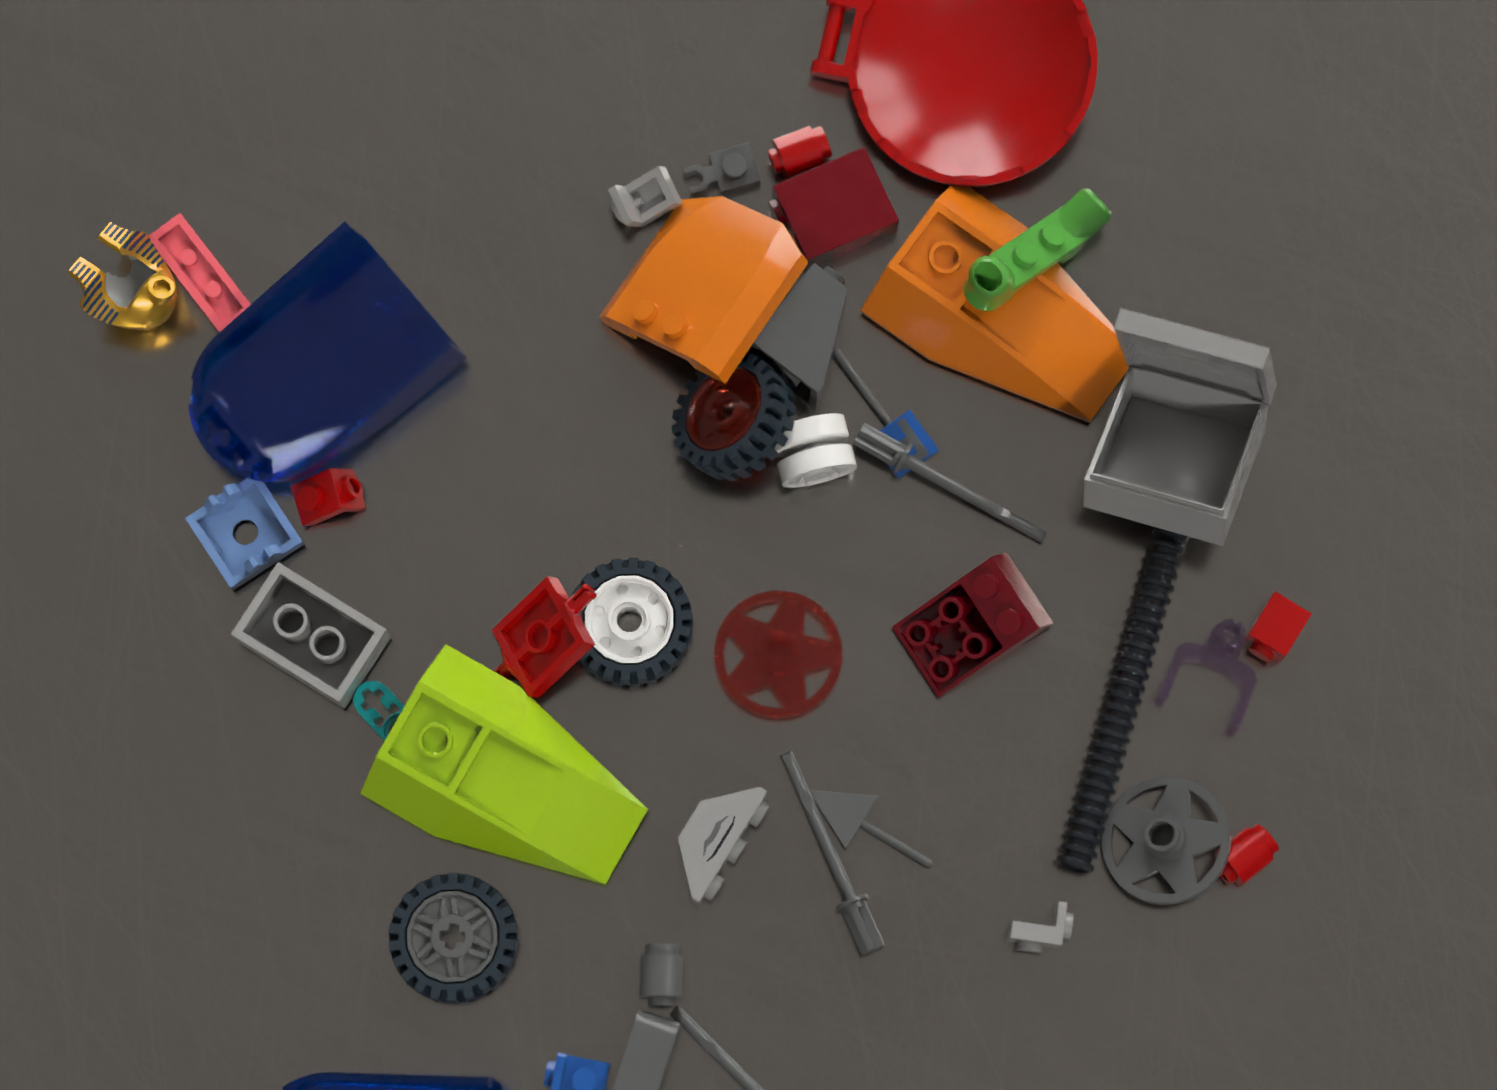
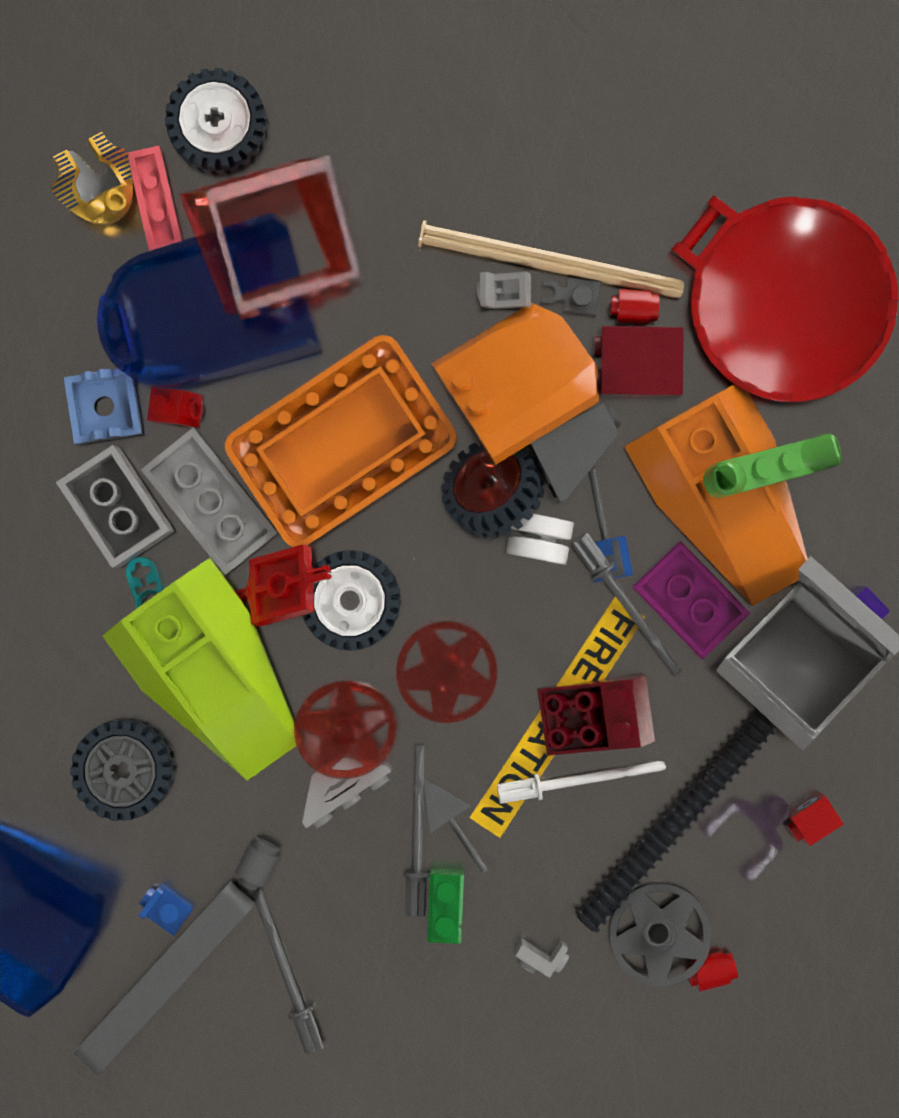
camera: 25 degrees right, 10 degrees up
(203, 169) = (237, 133): none -> wheel
(396, 195) = (323, 205): none -> clear red windscreen
(416, 583) = (209, 501): none -> light grey plate
(536, 445) = (340, 441): none -> orange wedge
(679, 145) = (550, 261): none -> tan axle
(692, 770) = (345, 730): none -> clear red wheel
(902, 920) = (445, 905): none -> green brick
(919, 709) = (530, 756): none -> yellow sticker
(941, 738) = (533, 787): none -> white piece
(1018, 447) = (690, 600): none -> magenta tile

